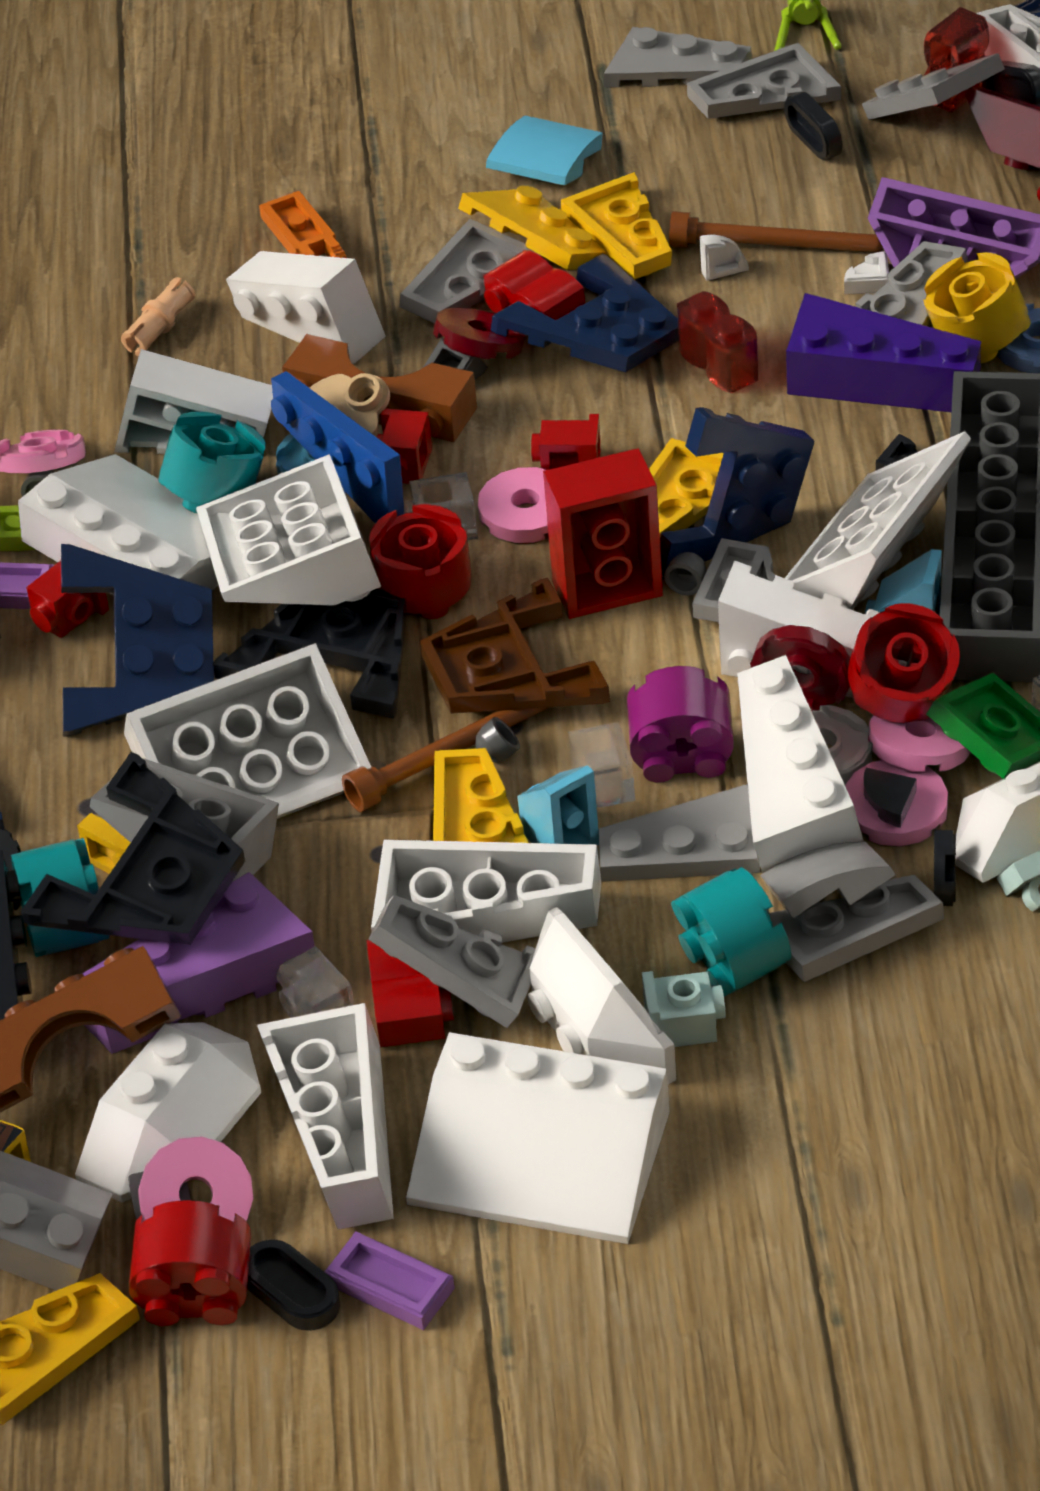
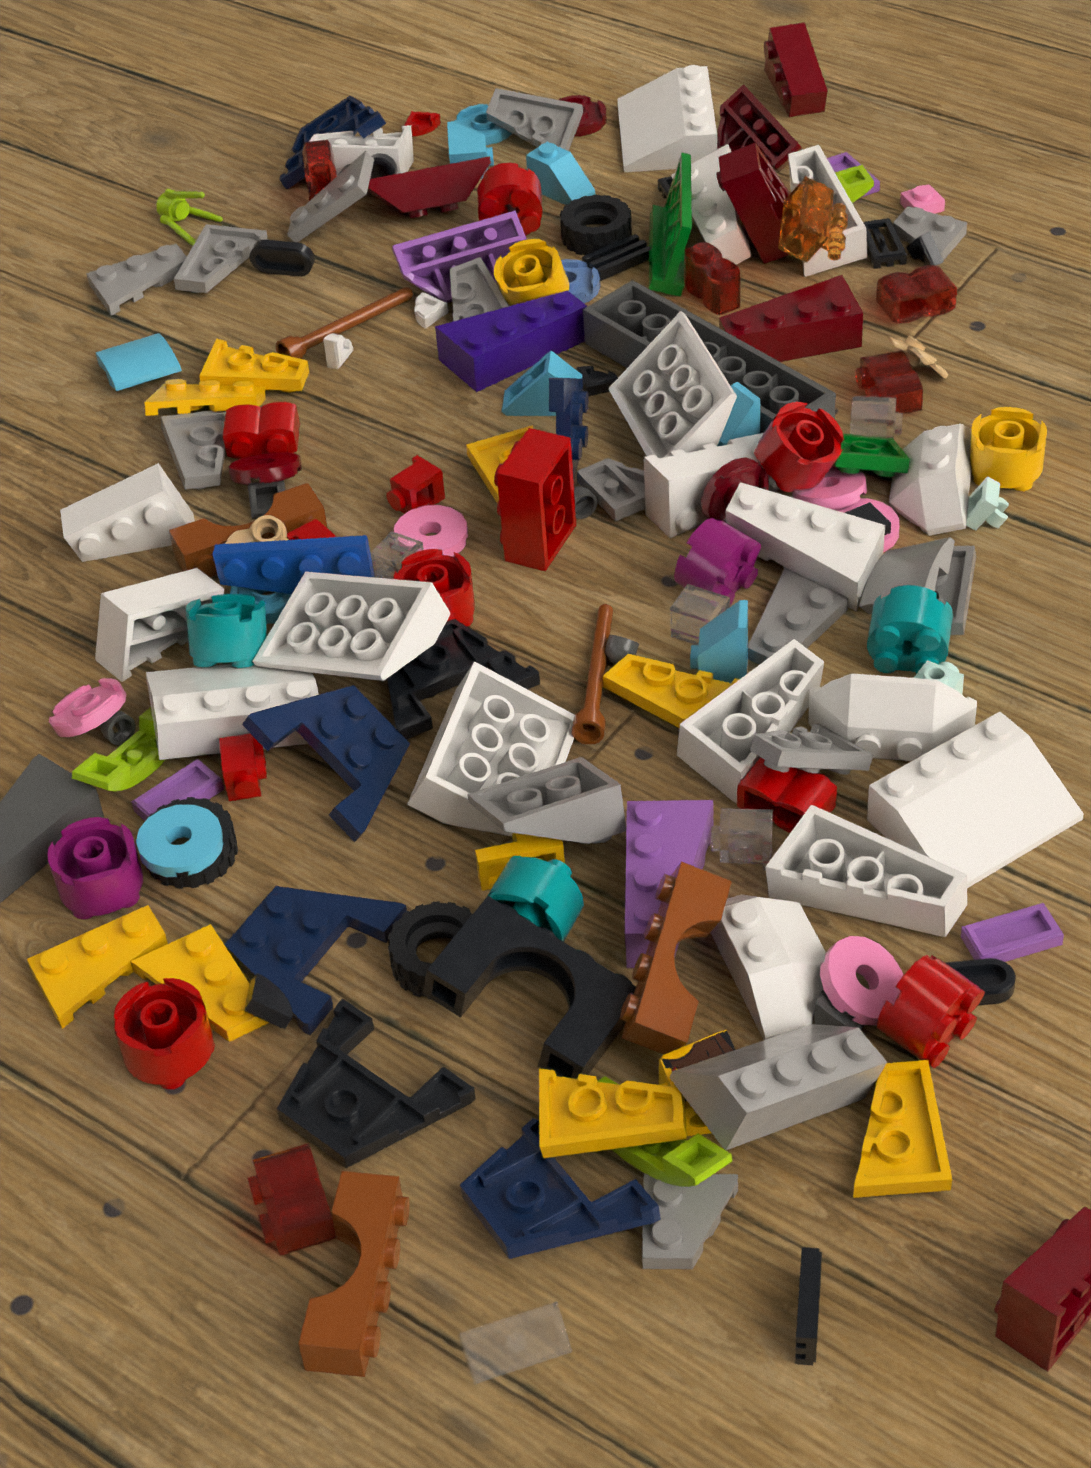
camera: 50 degrees left, 0 degrees up
(158, 316) = (35, 591): light nougat pin -> none
(163, 879) = (610, 824): black wing -> none
(300, 226) = (51, 489): orange hinge -> none
(492, 668) = (561, 618): reddish brown wing -> none
(611, 330) = (329, 416): dark blue wing -> none
(717, 341) = (411, 385): clear red brick -> none
(837, 432) = (531, 391): none -> medium azure slope
(945, 866) = (935, 528): black tile -> none

